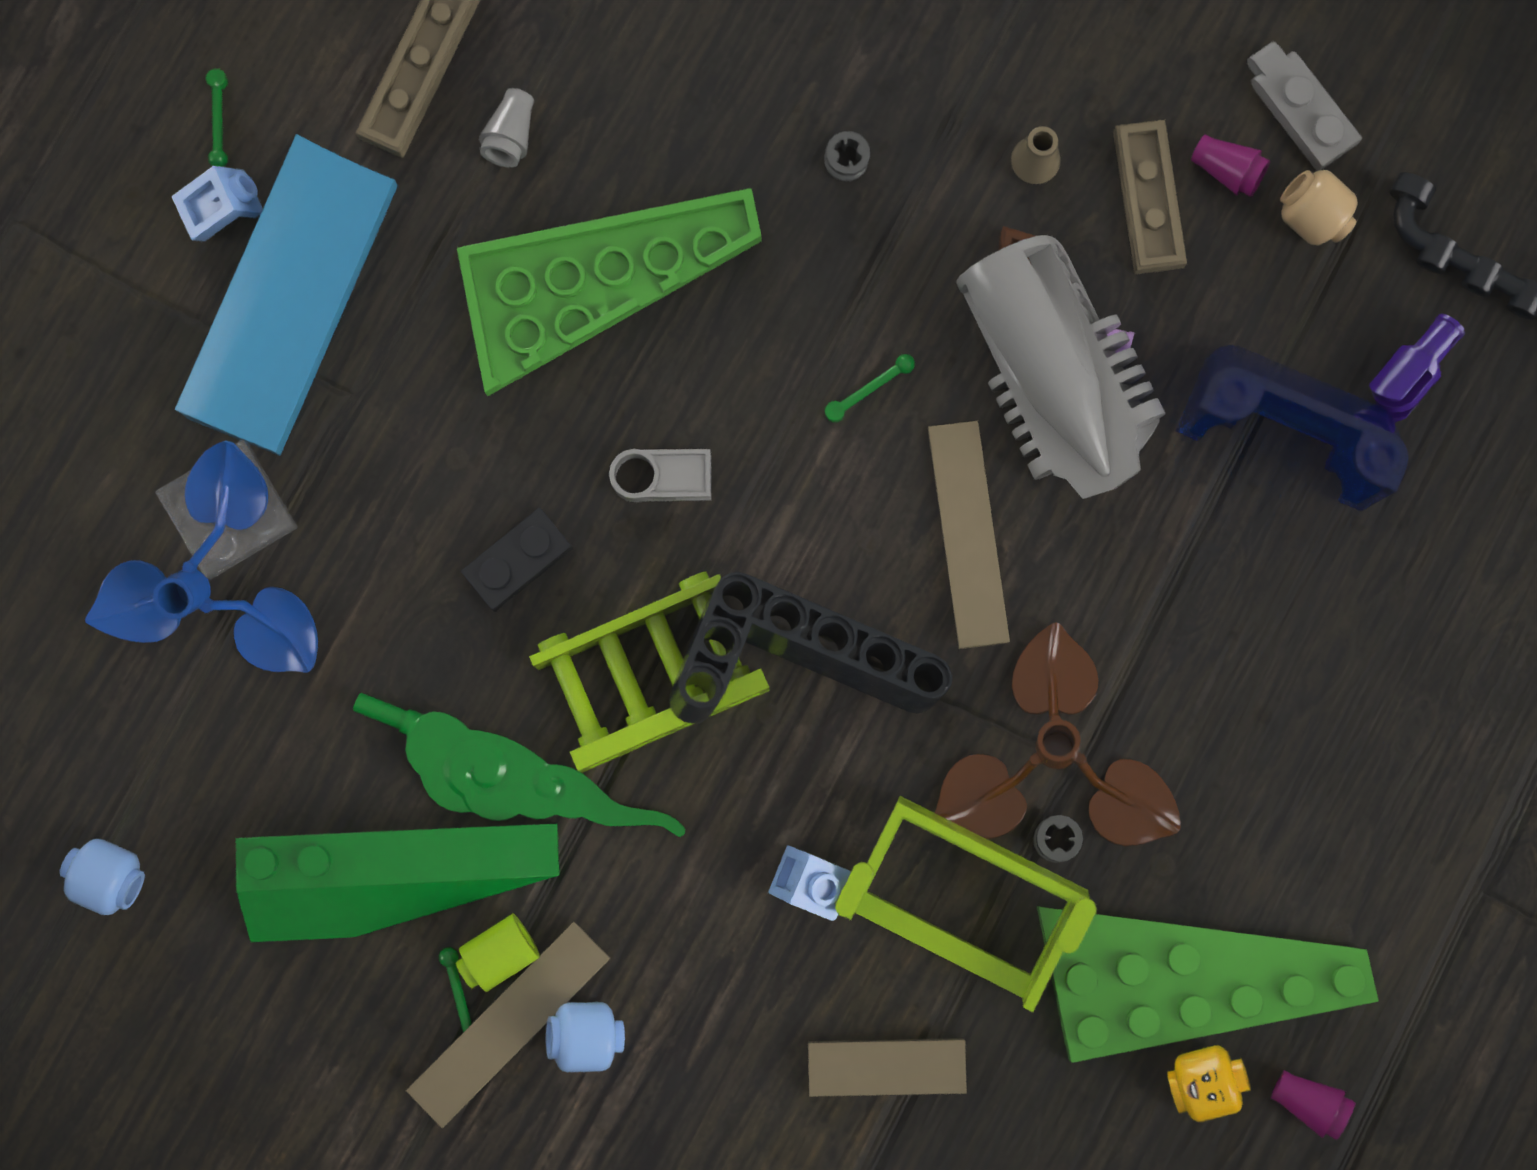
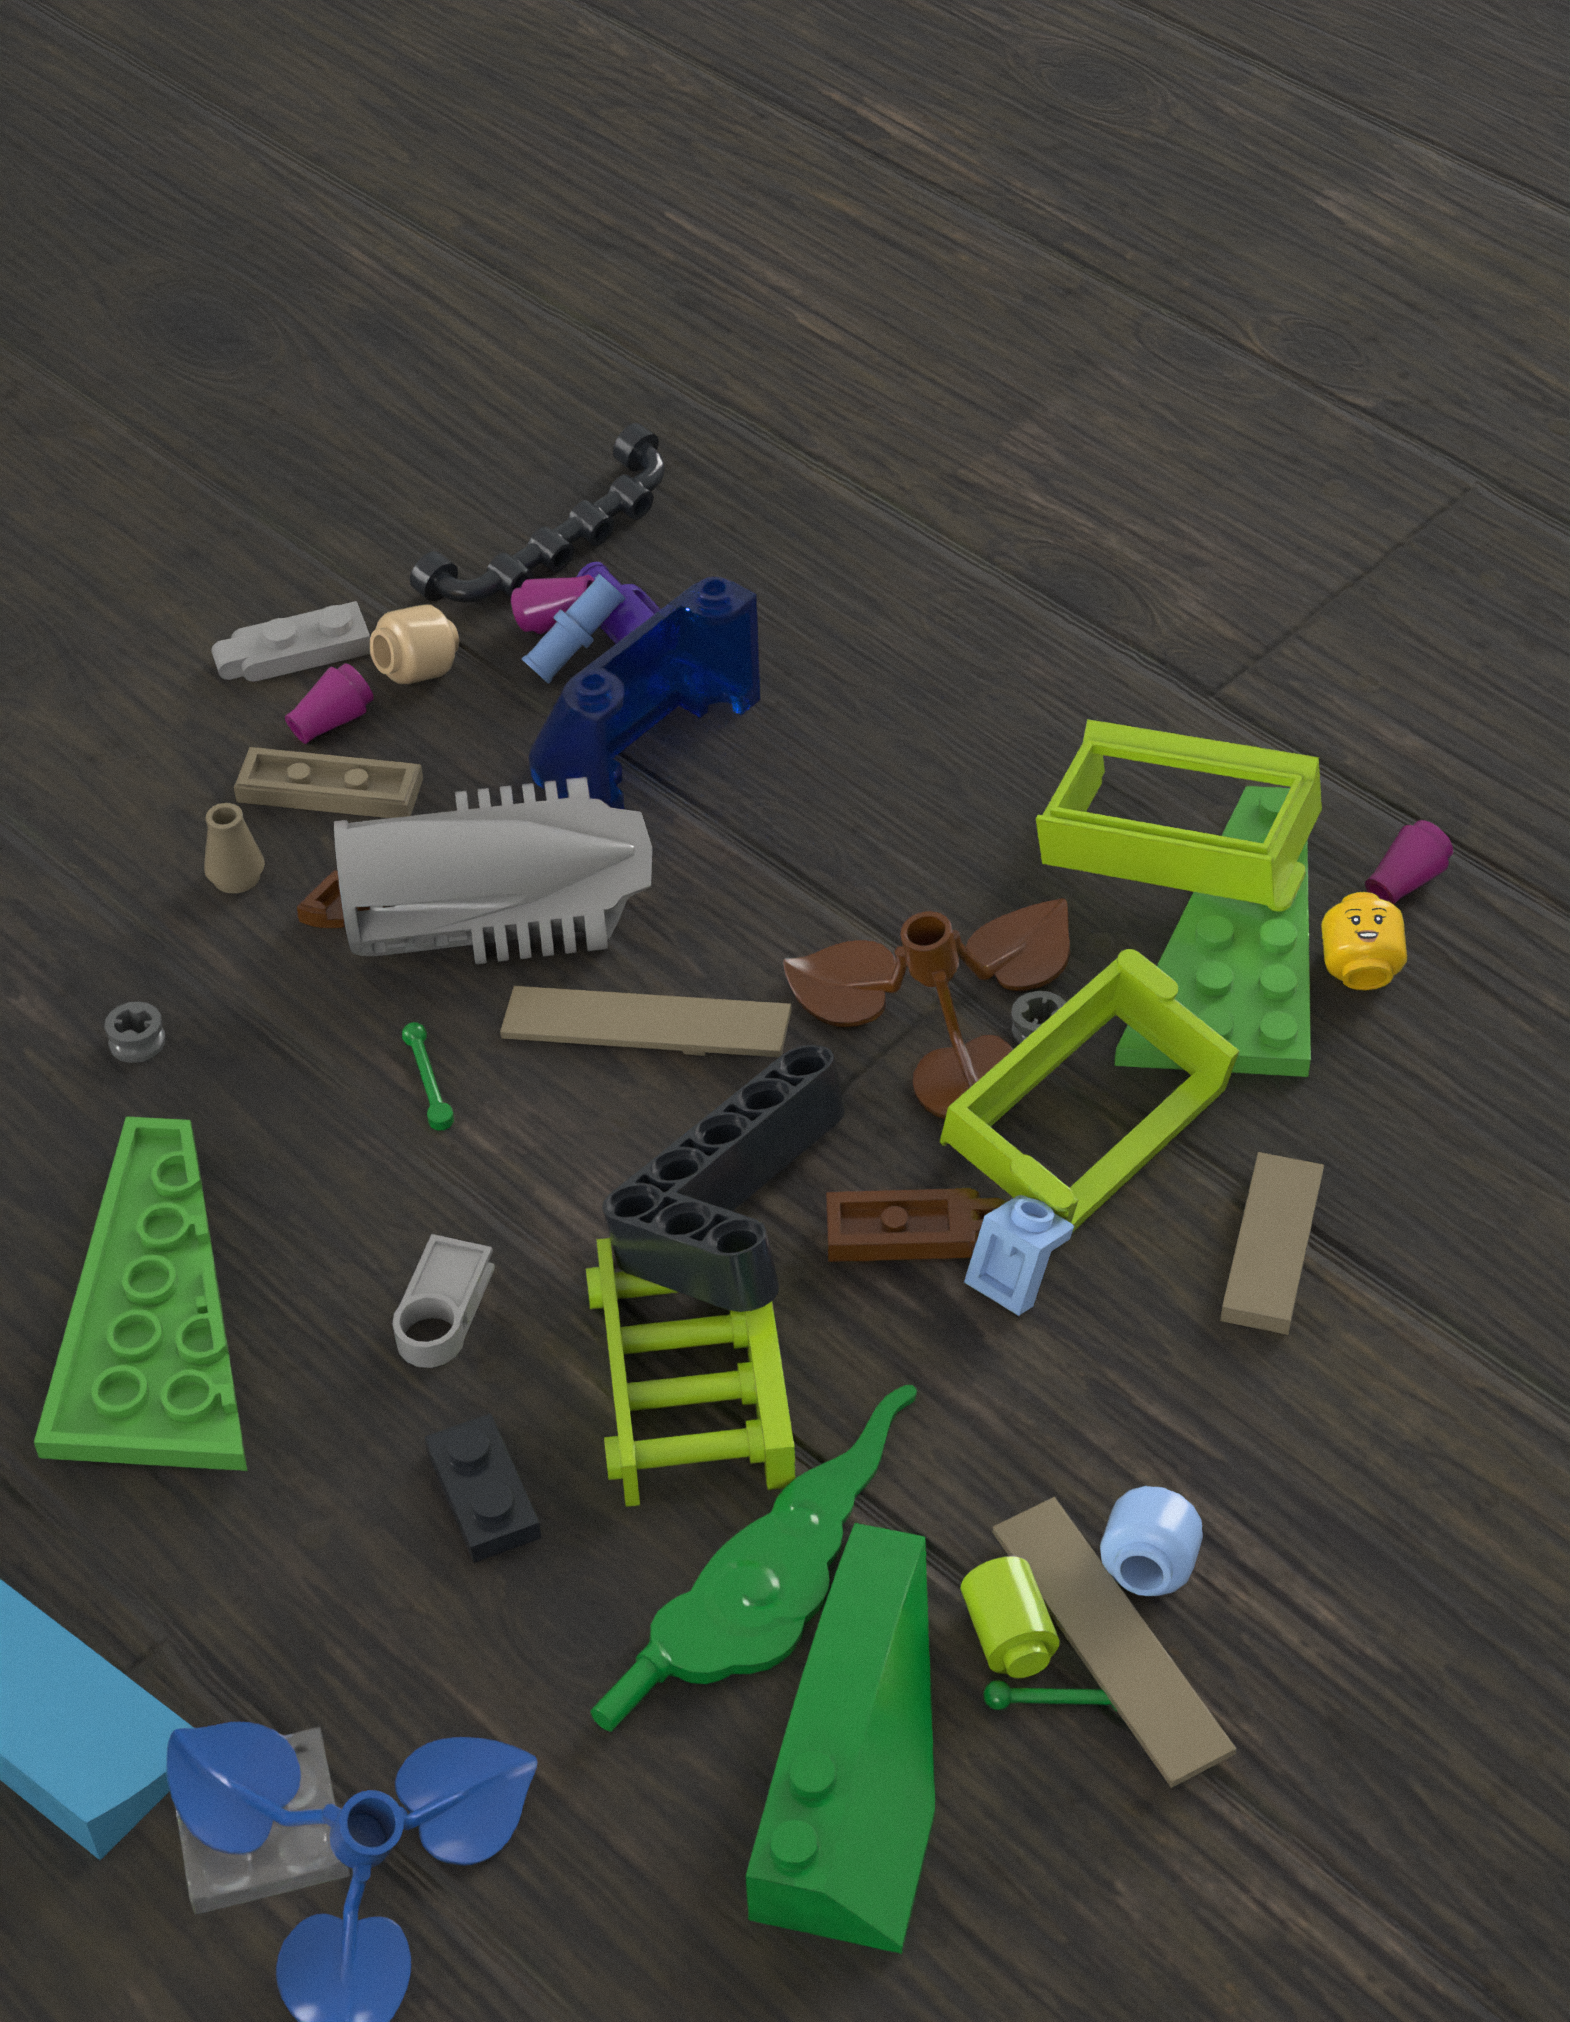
camera: 75 degrees left, 35 degrees down
(820, 793) = (905, 1223): none -> reddish brown hinge
(1235, 995) = (1175, 856): none -> lime piece
(1370, 335) = (573, 628): none -> medium blue pin
(1404, 301) = (541, 599): none -> magenta cone

